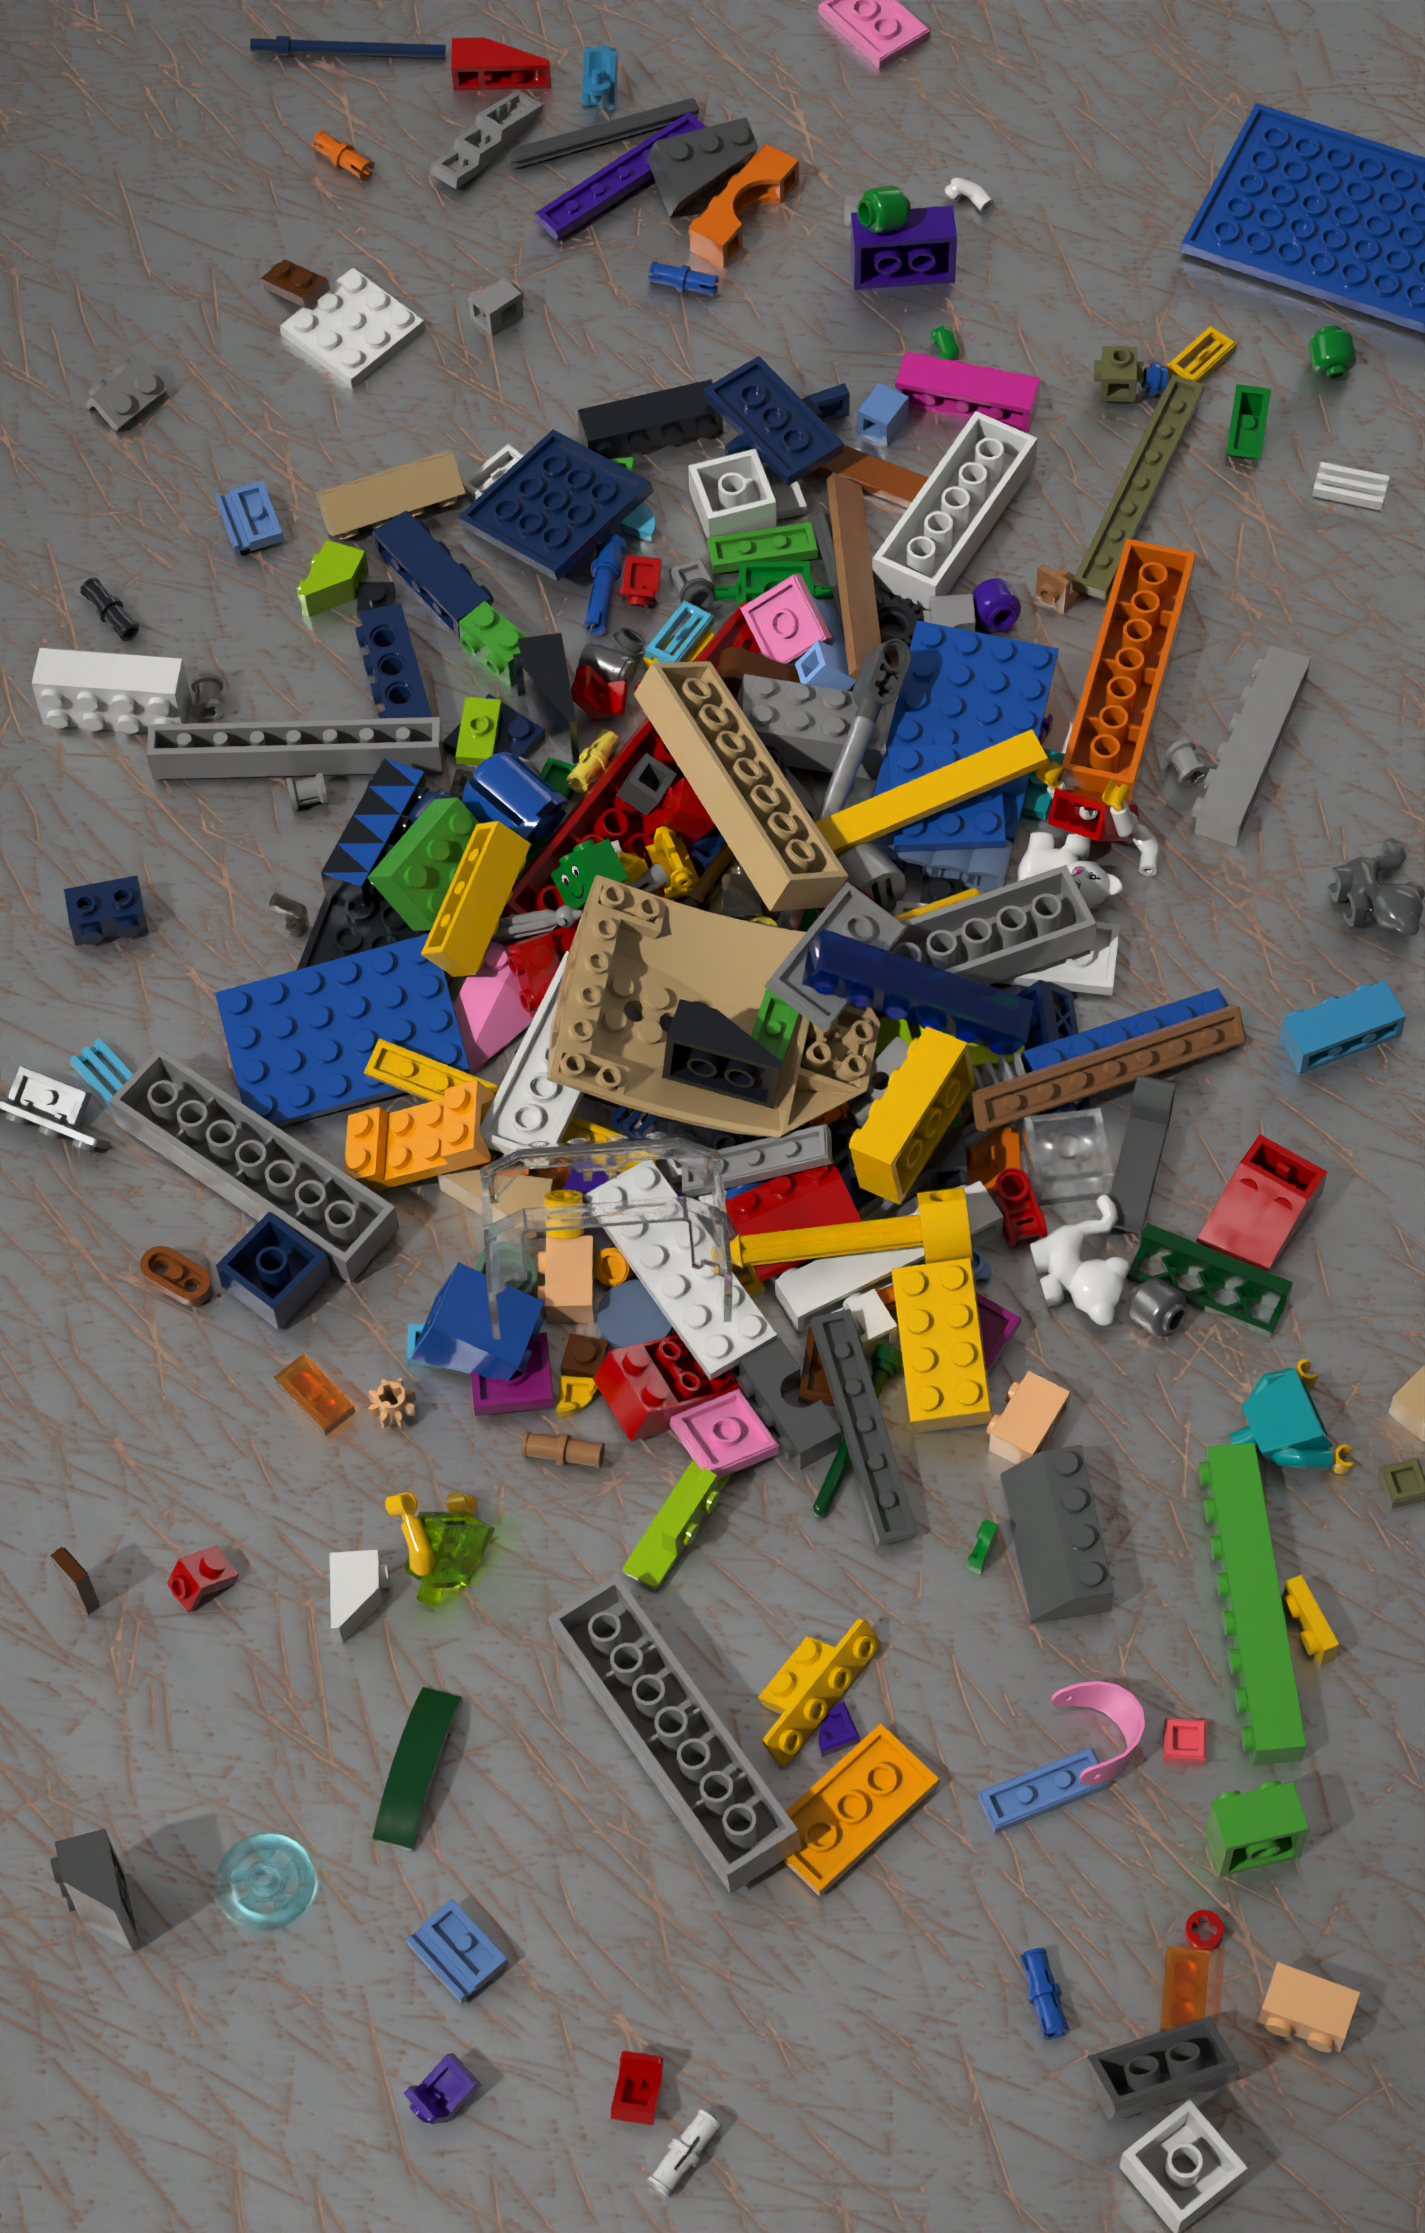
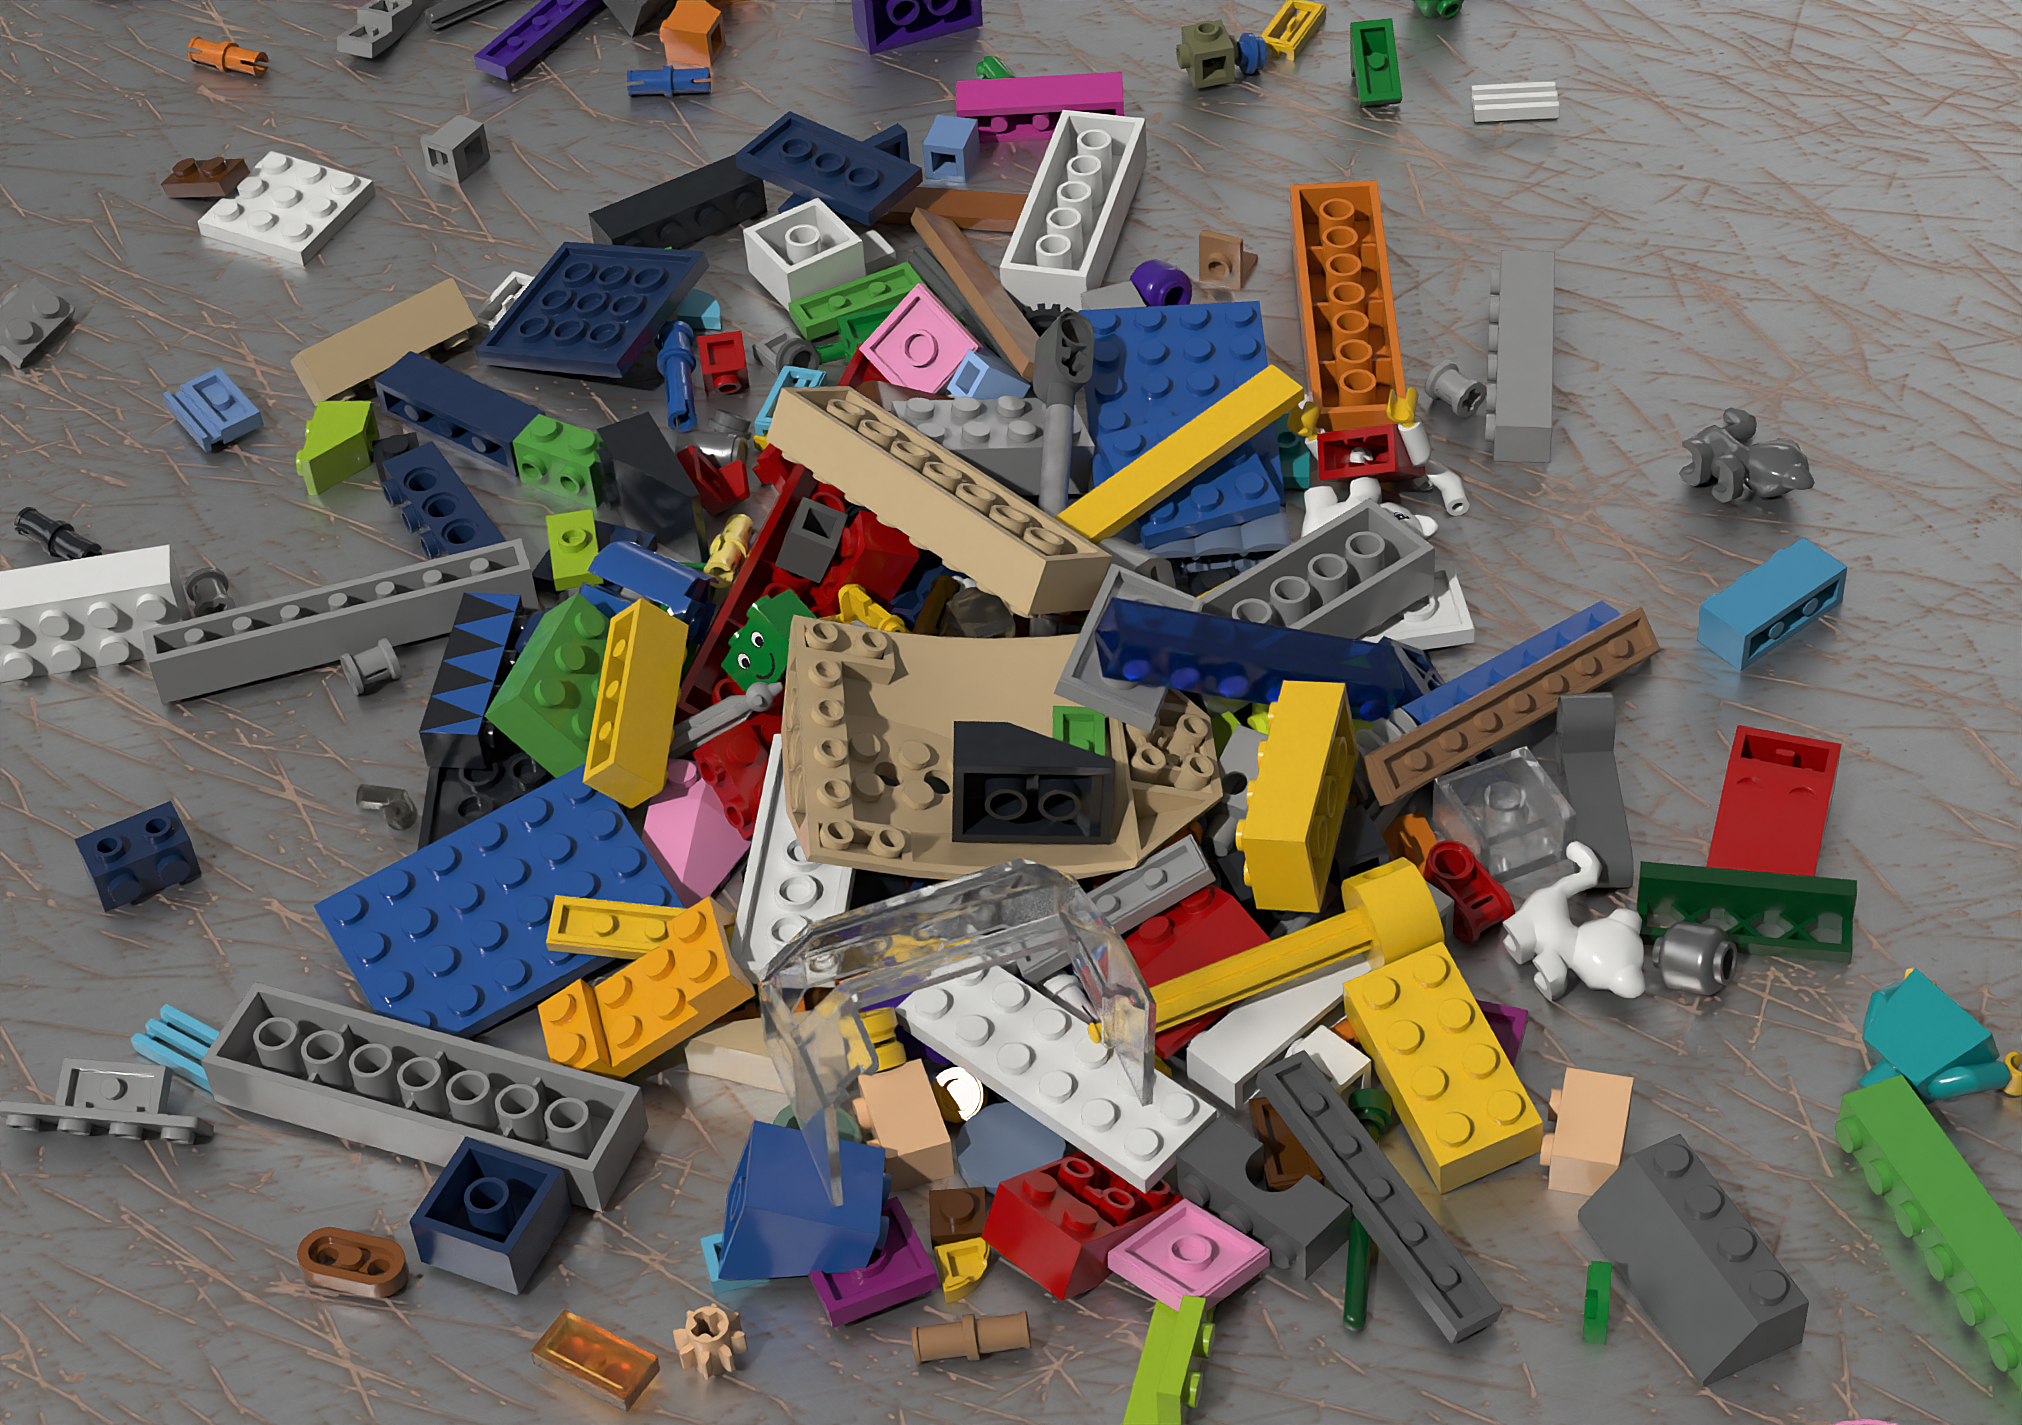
camera: 15 degrees left, 15 degrees down
(1138, 486) = (1275, 153): olive plate -> none

